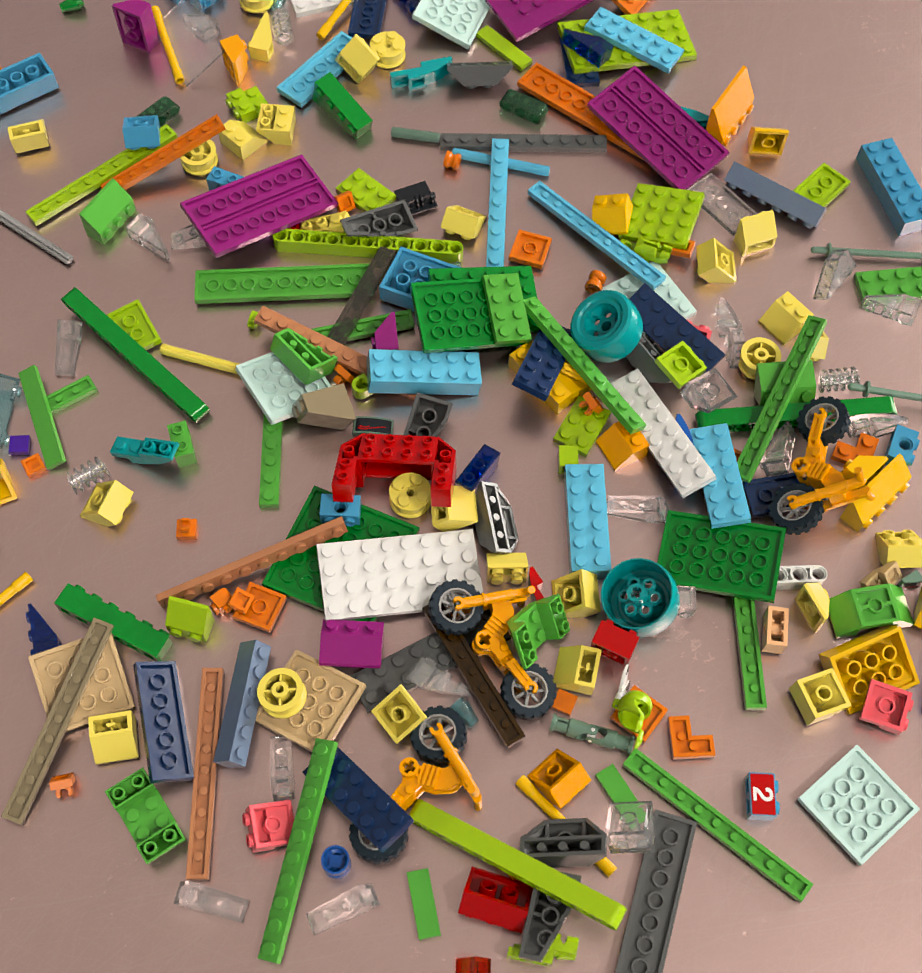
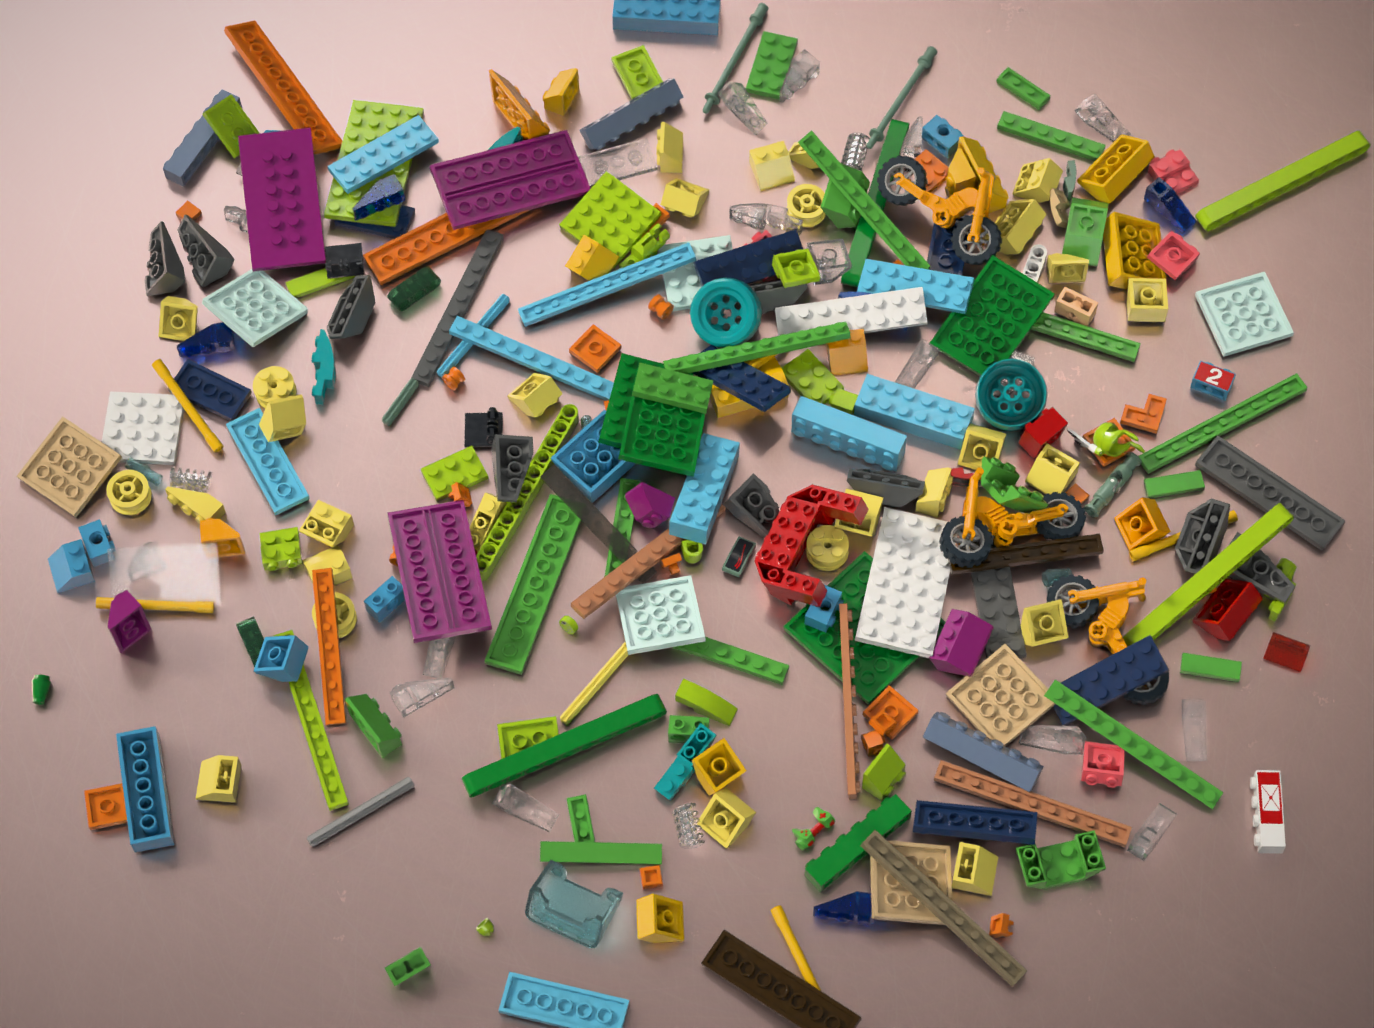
camera: 65 degrees left, 0 degrees up
(19, 445) = (623, 883): dark purple tile -> none
(107, 576) = (806, 837): none -> bright green piece
(147, 476) = (717, 767): none -> yellow slope
(186, 529) = (781, 754): orange tile -> none
(214, 448) = (705, 702): none -> lime slope
(281, 693) = (990, 722): light yellow wheel -> none
(301, 357) = (643, 588): bright green wedge -> none
(325, 408) = (710, 582): dark tan slope -> none
(336, 862) = (1154, 720): blue wheel -> none
(341, 106) = (334, 457): green wedge -> none
(431, 679) = (1018, 590): clear slope -> none
(479, 468) = (826, 475): clear blue slope -> none
(523, 51) = (344, 260): none -> black hinge
(532, 471) = (848, 434): none -> medium azure brick
(592, 402) = (799, 358): orange tile -> none
(630, 827) = (1205, 482): clear slope -> none
(779, 452) = (917, 235): clear slope -> none
(838, 546) = (1018, 224): none -> light yellow slope

